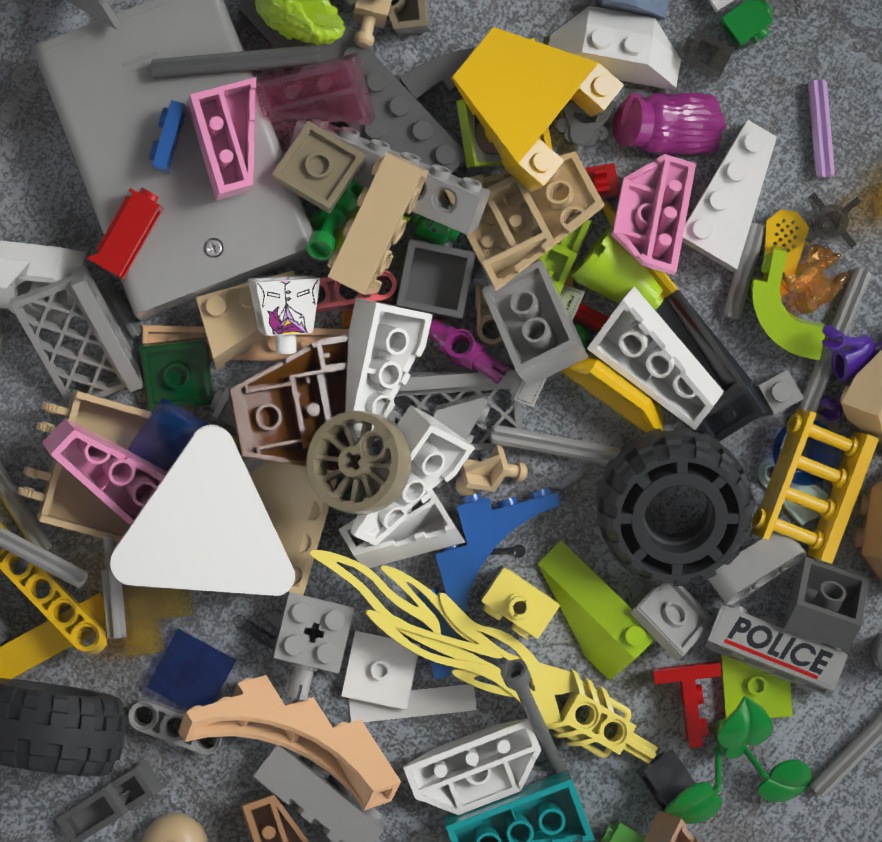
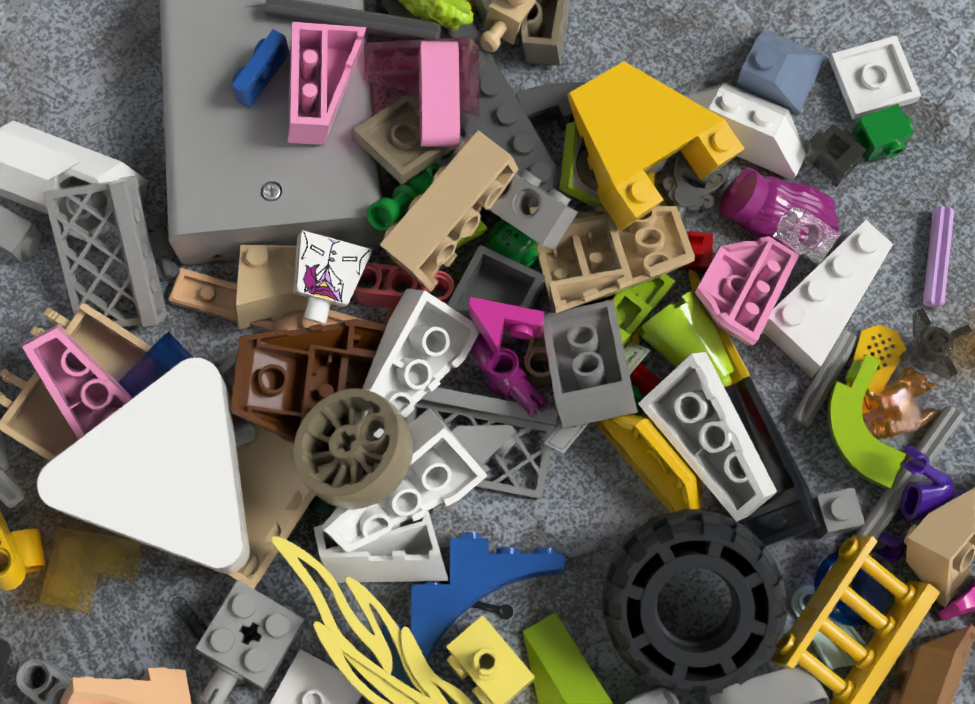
camera: 15 degrees right, 15 degrees down
(112, 596) = (42, 542): light grey axle -> none
(127, 232) = (185, 149): red window -> none
(177, 372) = (200, 320): dark green plate -> none
(191, 671) = (107, 642): clear blue plate -> none
(340, 123) = (439, 94): none -> bright pink beam
(441, 309) = (495, 318): none -> dark pink slope
(488, 473) = (495, 514): tan piece -> none
(553, 444) = (570, 502): light grey axle -> none
(706, 157) = (819, 237): none -> clear brick

